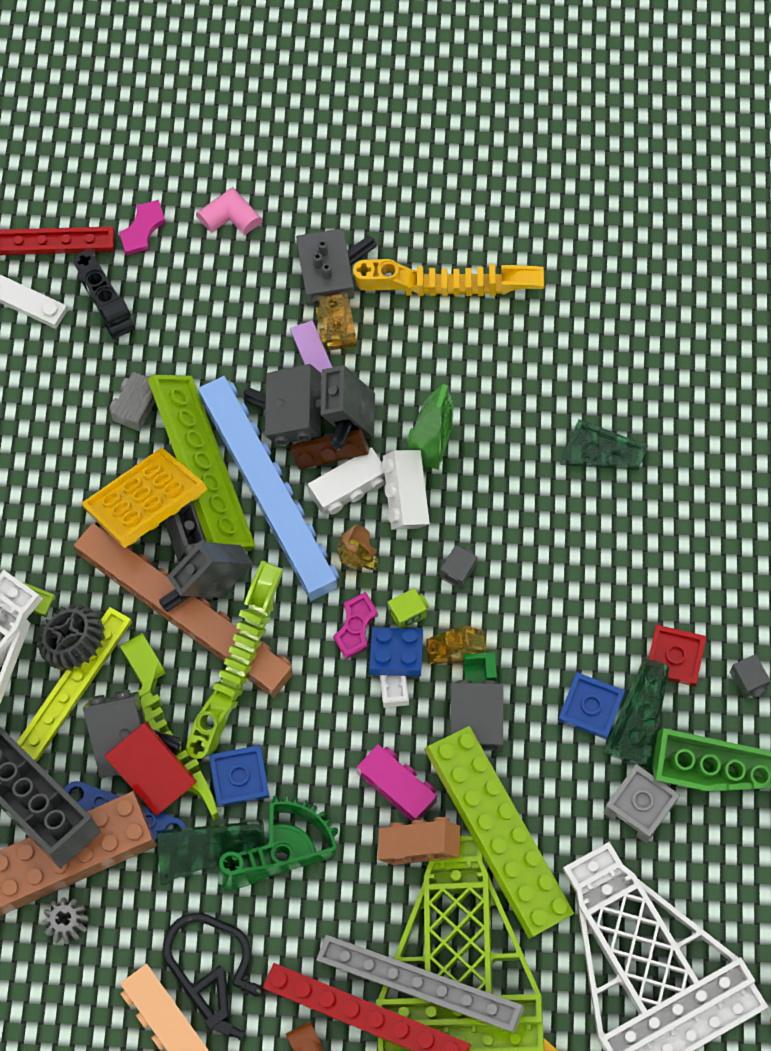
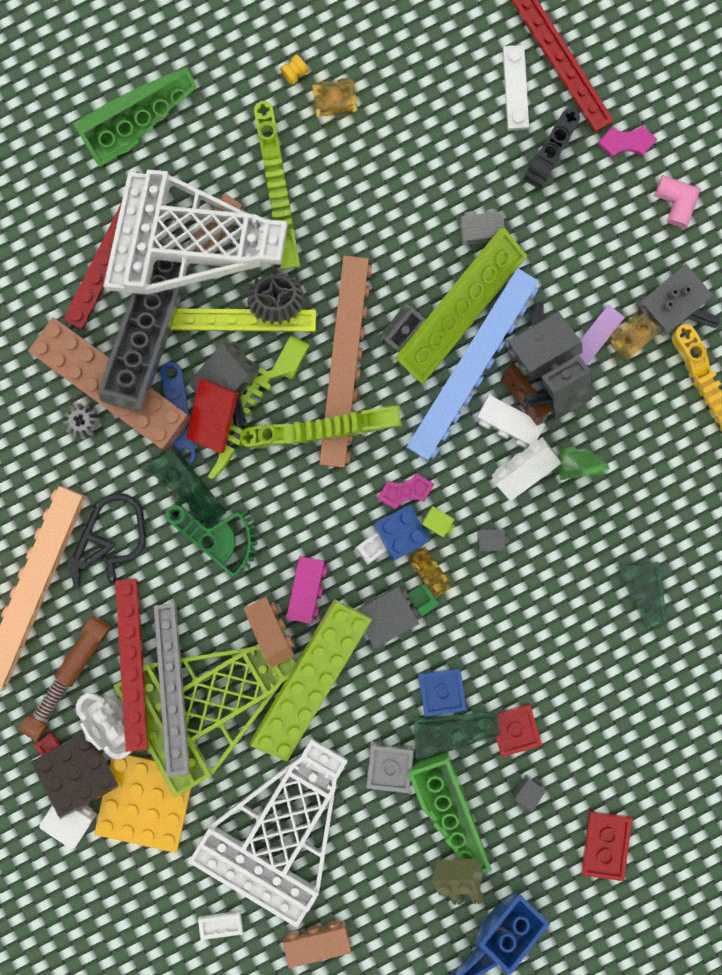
camera: 60 degrees right, 20 degrees up
(144, 497) = (407, 283): yellow plate -> none
(206, 572) = (376, 365): dark grey piece -> none
(239, 776) = (248, 476): blue plate -> none
(355, 549) = (460, 460): piece -> none

